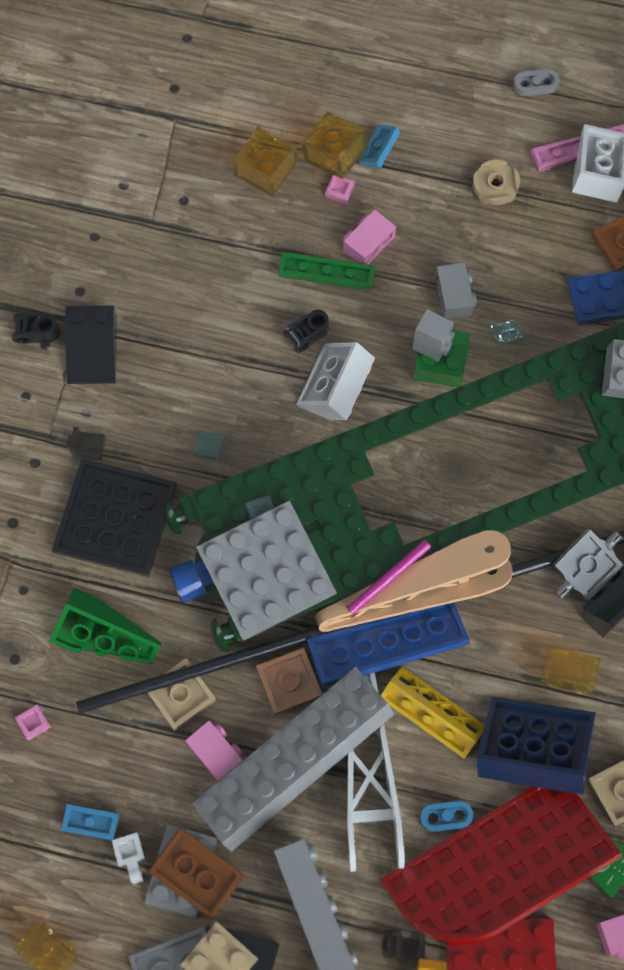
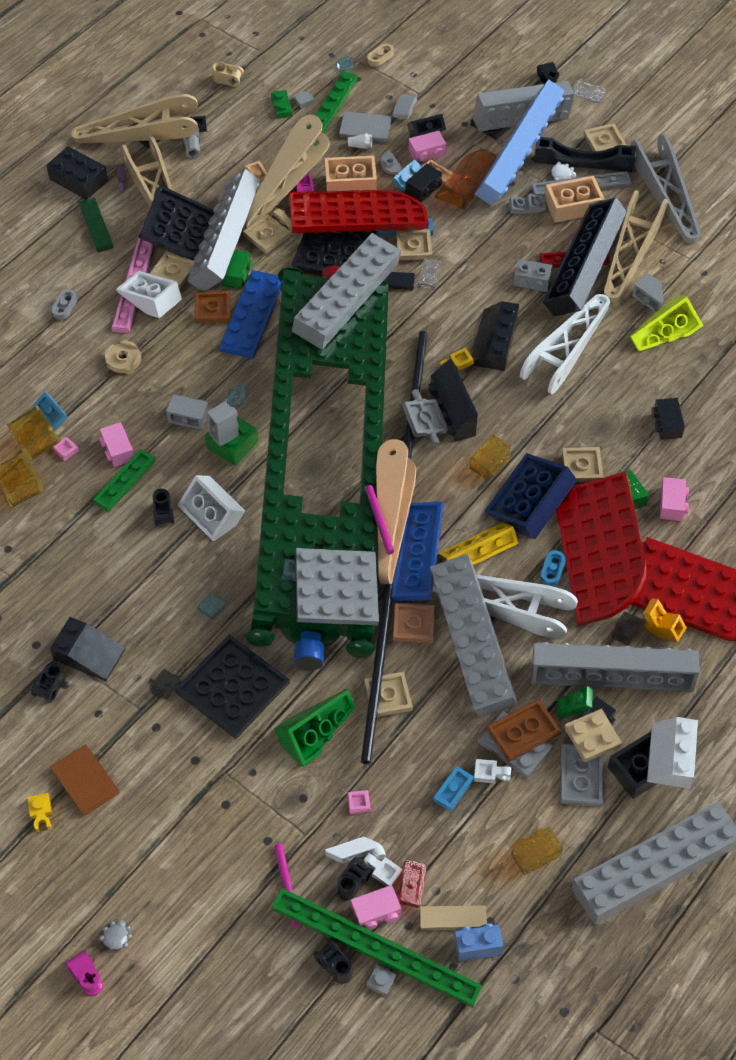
camera: 65 degrees left, 15 degrees down
(214, 751) = (441, 687): bright pink brick -> none
(258, 921) = (575, 703): none -> green plate

